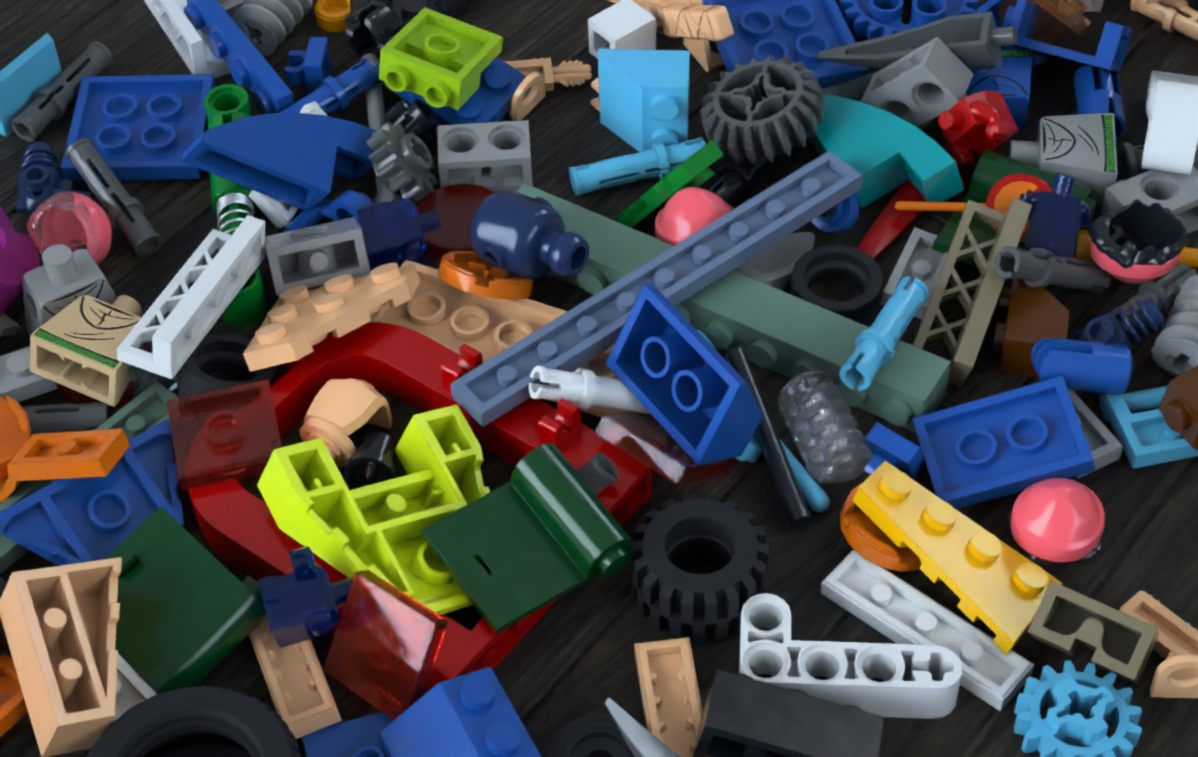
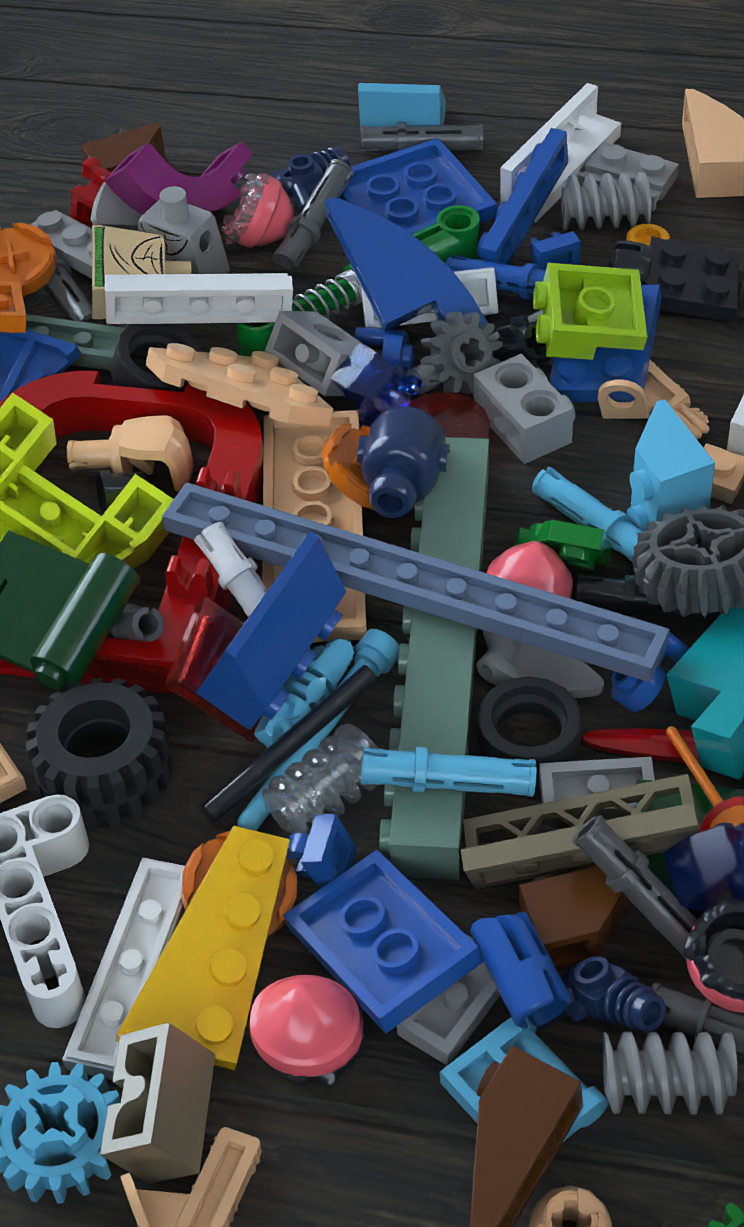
camera: 65 degrees right, 0 degrees up
(223, 433) = (76, 382): clear red tile -> none

